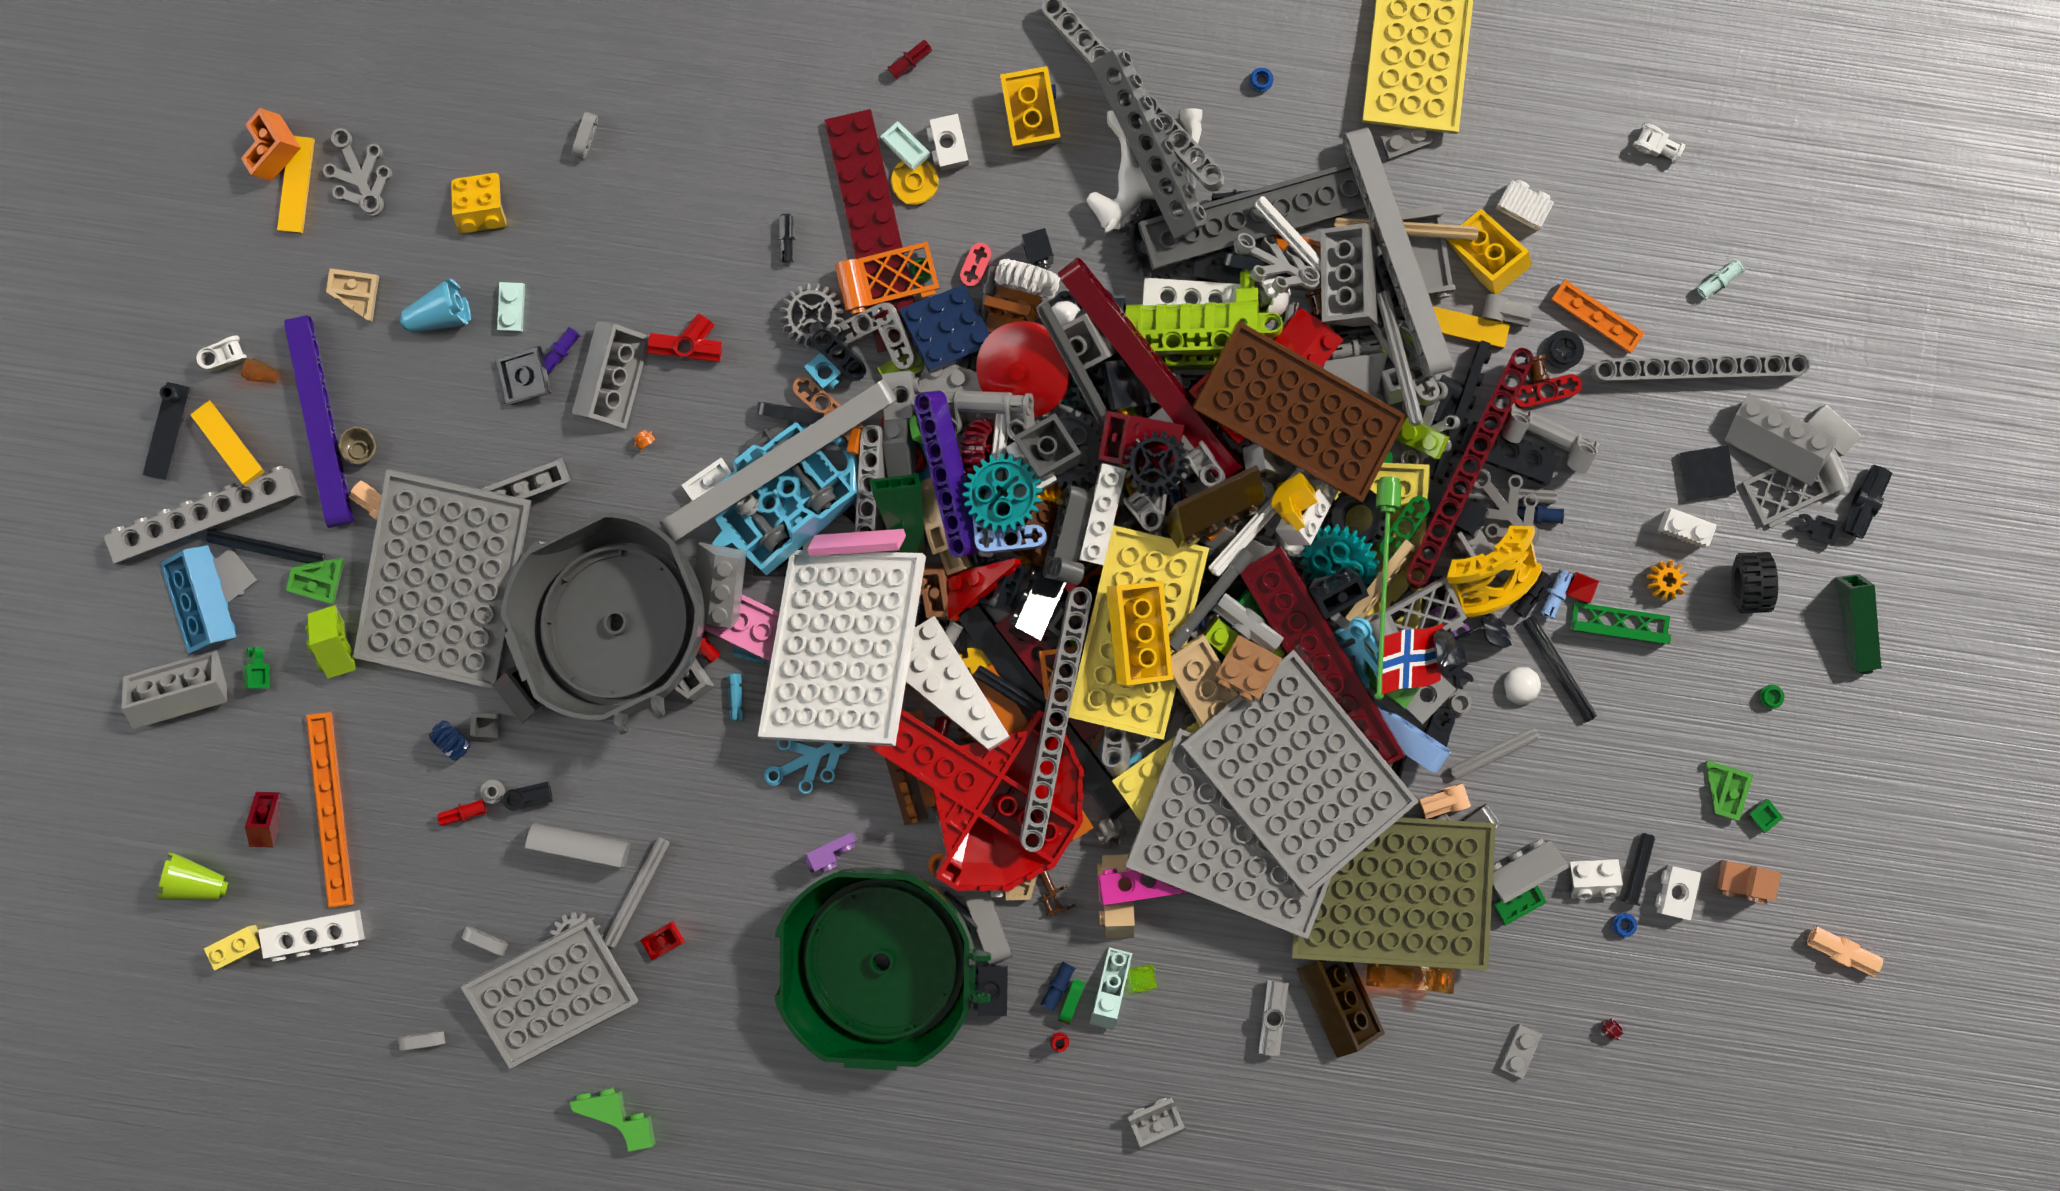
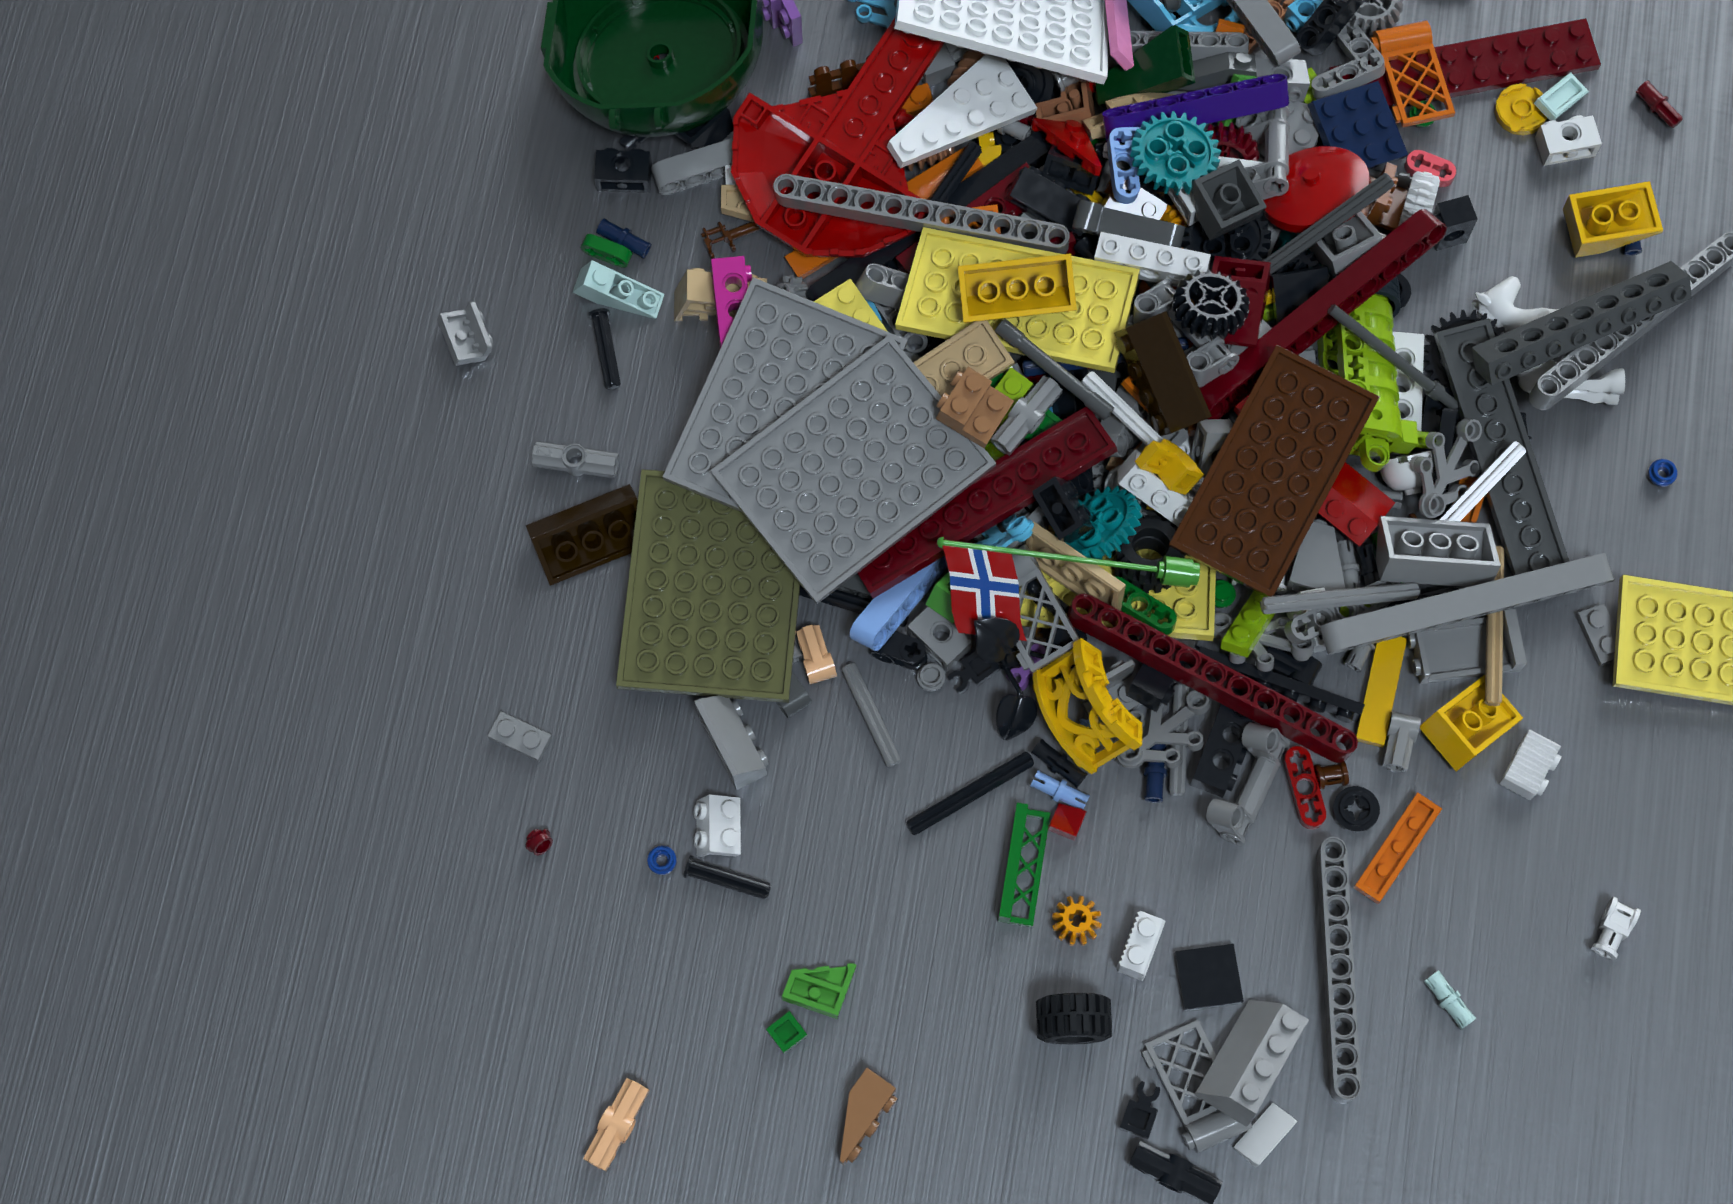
camera: 95 degrees right, 15 degrees down
(1059, 1035) = (562, 239): red pin -> none
(1143, 978) = (628, 327): clear neon green plate -> none
(1165, 996) = (605, 347): none -> black axle
(1203, 273) = (1432, 388): none -> dark grey bar
(1411, 977) = (610, 620): clear orange arch -> none
(1519, 905) = (693, 737): green plate -> none
(1522, 685) = (950, 749): white hair -> none
(1682, 906) = (710, 934): white brick -> none
(1752, 881) = (707, 1003): nougat brick -> none
(1772, 696) = (932, 1046): green plate -> none
(1821, 749) = (865, 1104): none -> medium nougat slope
(1860, 622) = (1022, 1154): dark green slope -> none

